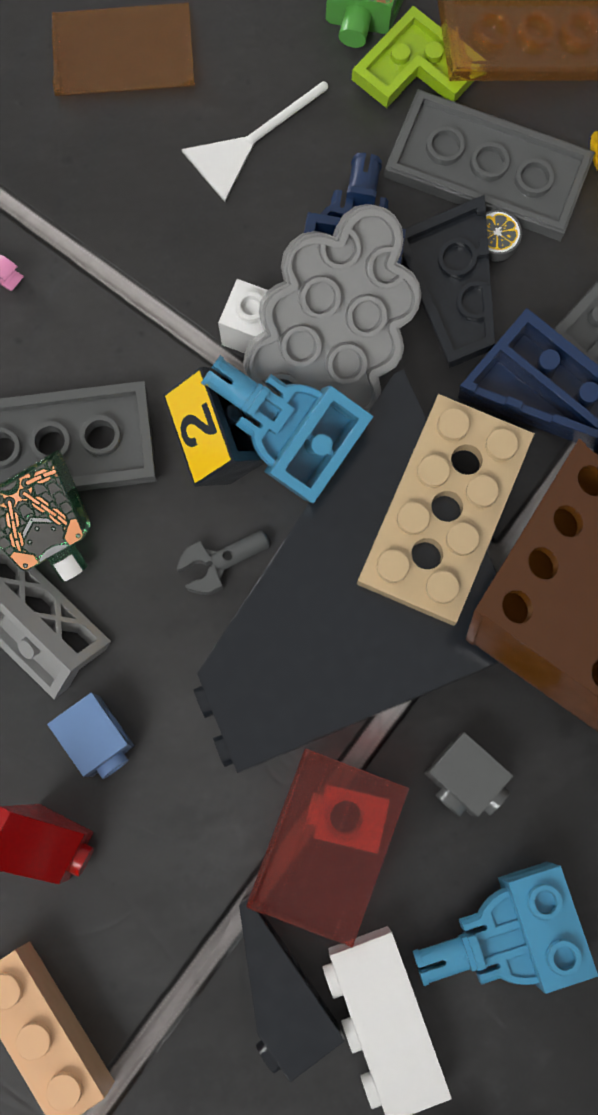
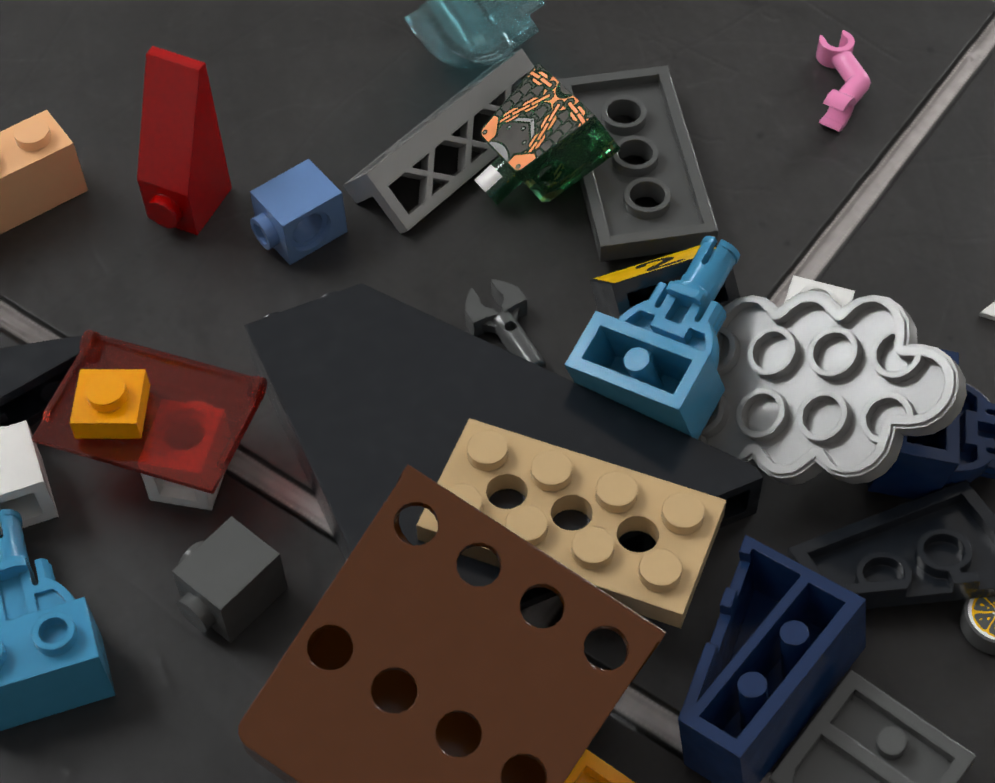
camera: 90 degrees right, 25 degrees down
(332, 879) = (110, 404): none -> light orange plate

